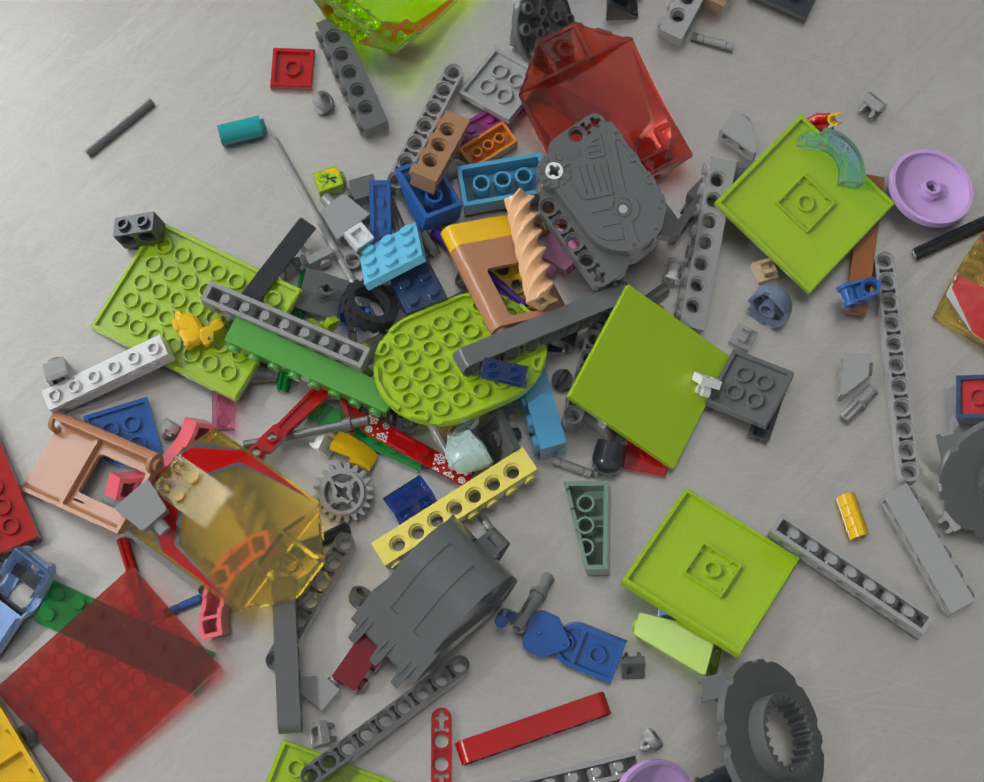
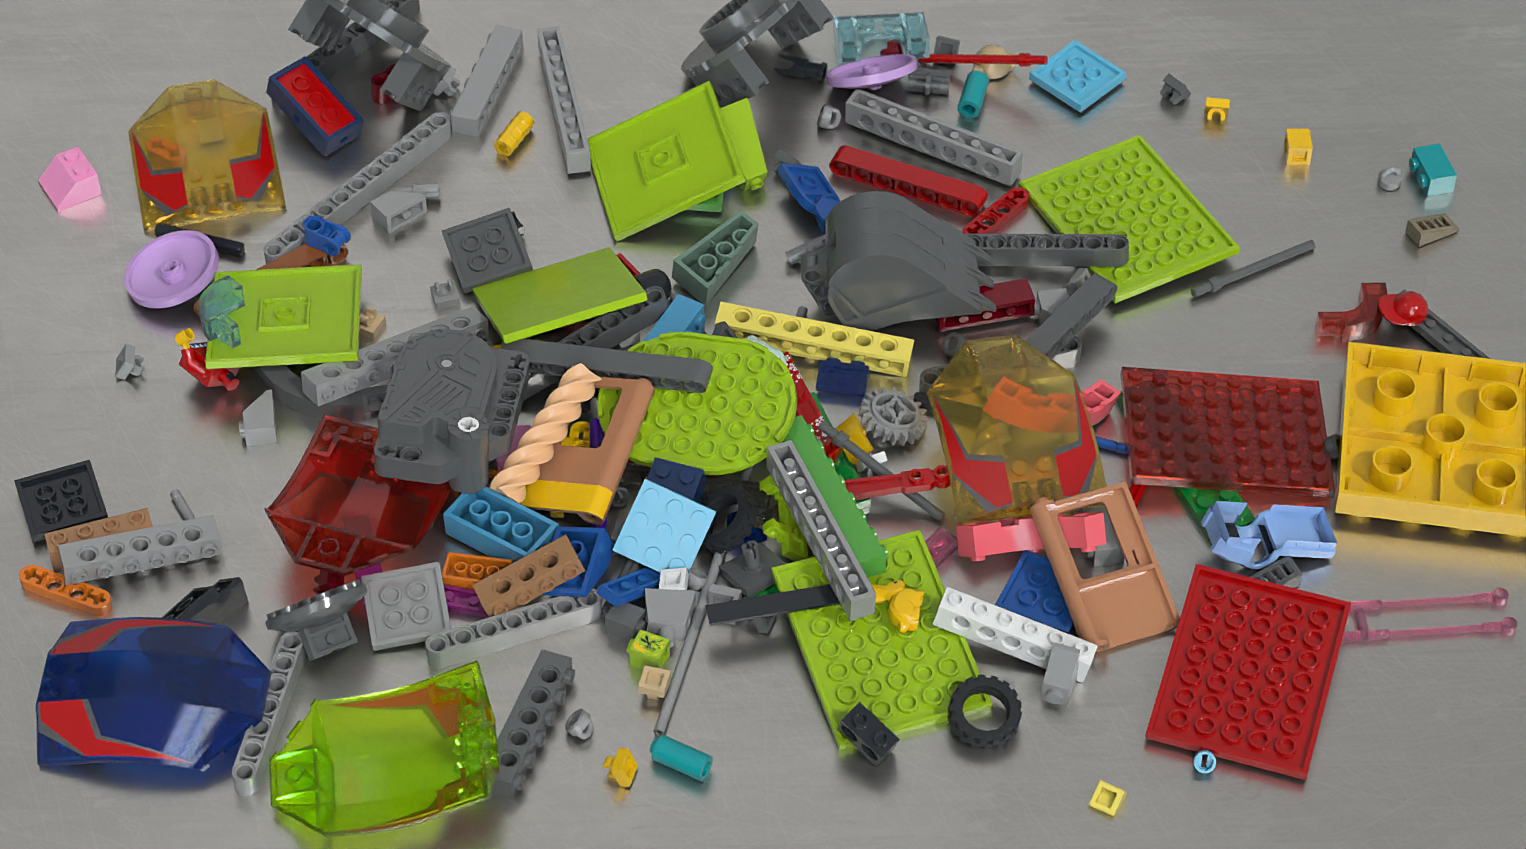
camera: 140 degrees left, 25 degrees down
(75, 295) = (989, 686): none -> black tyre
(145, 509) = (1086, 471): light grey torso -> none
(170, 426) = (996, 568): light grey tile -> none
(269, 94) = (621, 767): none -> yellow tile
(292, 69) = (573, 780): red tile -> none
(303, 161) = (654, 682): none -> tan tile
(504, 372) = (679, 334): clear blue bracket -> none
(705, 384) = (516, 269): white tile -> none
(770, 305) = (395, 289): sand blue cylinder -> none

